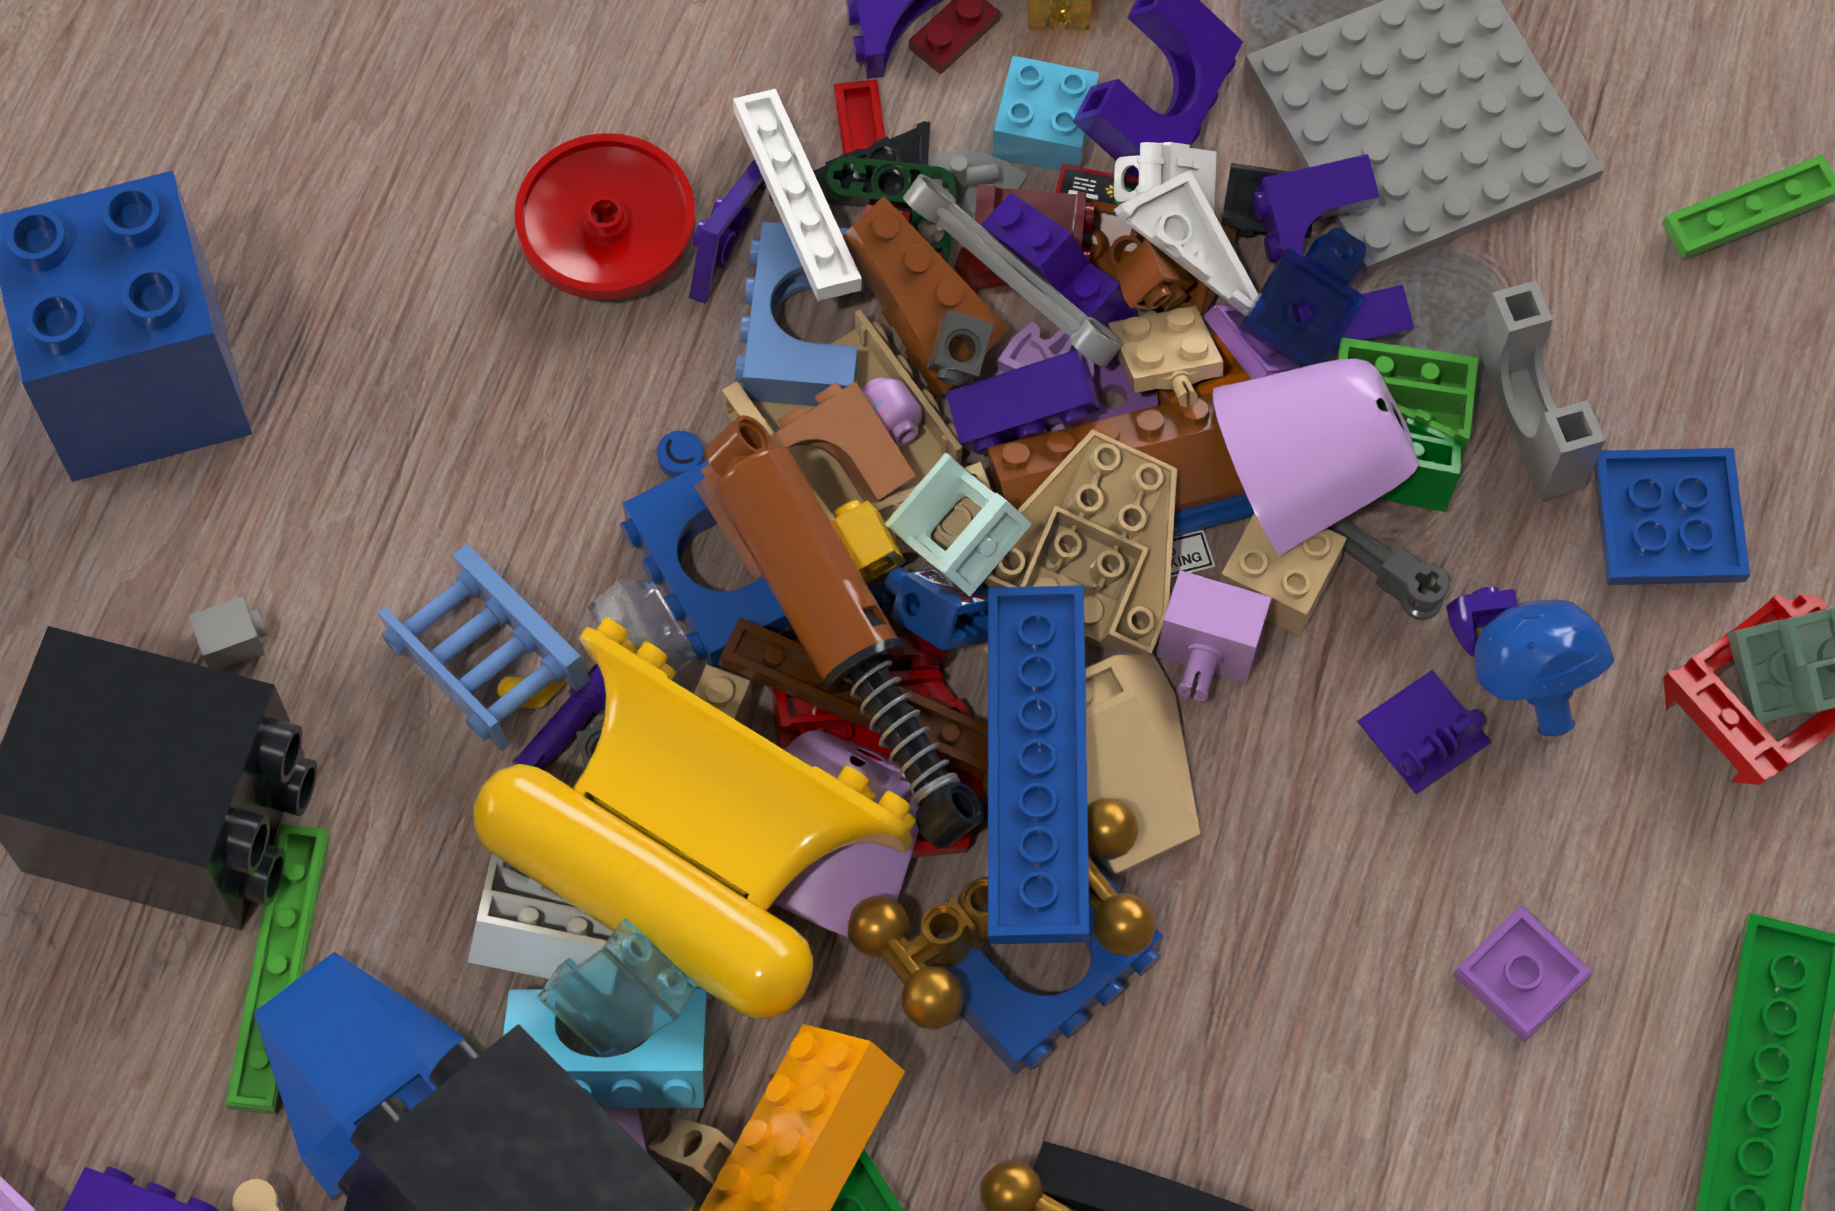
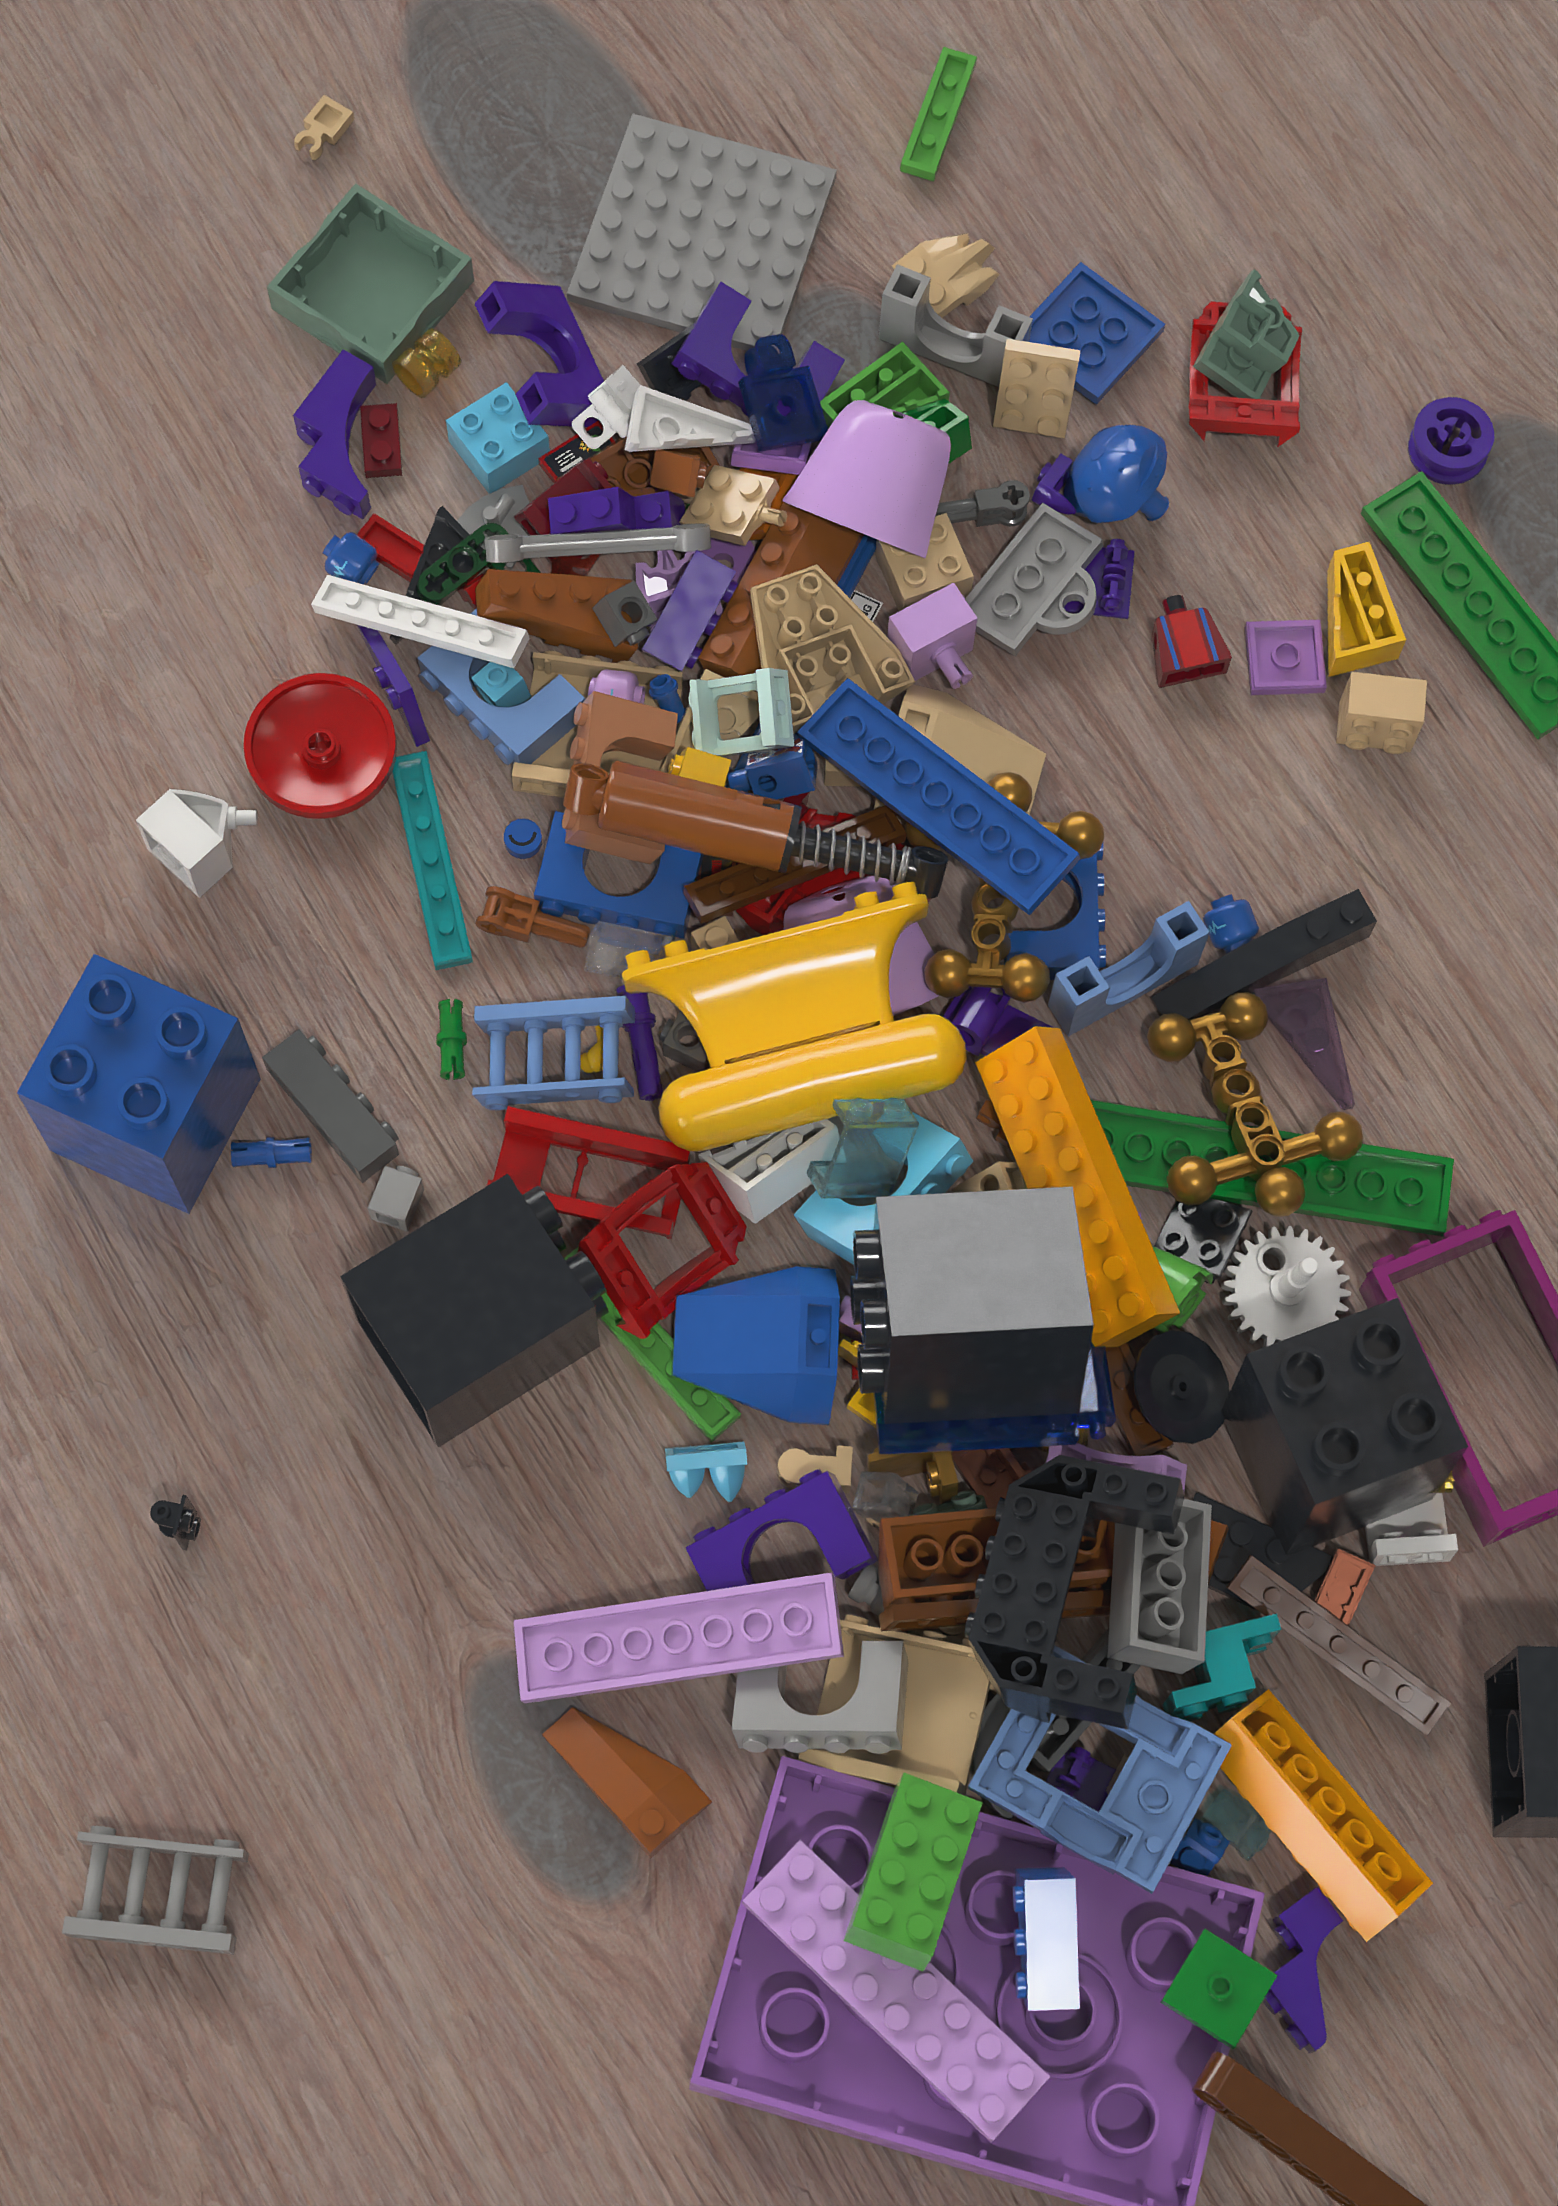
camera: 50 degrees left, 5 degrees up
(184, 497) = (271, 1152): none -> blue pin
(212, 1130) = (724, 1462): none -> medium azure tile
(270, 508) = (331, 1105): none -> dark grey brick
(301, 884) = (624, 1280): none -> red wedge
(362, 717) = (528, 1146): none -> red piece
(419, 186) = (193, 836): none -> white piece
(426, 555) = (451, 1039): none -> green pin
(587, 398) = (431, 861): none -> teal tile
(598, 518) = (520, 917): none -> dark orange connector
(801, 313) = (501, 686): none -> medium azure brick
(811, 97) = (351, 558): none -> blue head
(865, 1003) = (988, 1020): none -> dark purple piece
(927, 447) = (664, 690): none -> blue pin
(976, 1077) = (1086, 994): none -> medium blue arch
(1186, 1150) = (1230, 923): none -> blue head
(1363, 678) = (1035, 581): none -> light grey plate
(1438, 868) = (1187, 644): none -> torso
(1543, 1108) = (1381, 712): none -> tan brick
(1551, 509) = (1036, 388): none -> tan plate
(1600, 345) = (953, 270): none -> tan plate
(1630, 1002) = (1360, 613): none -> yellow wedge

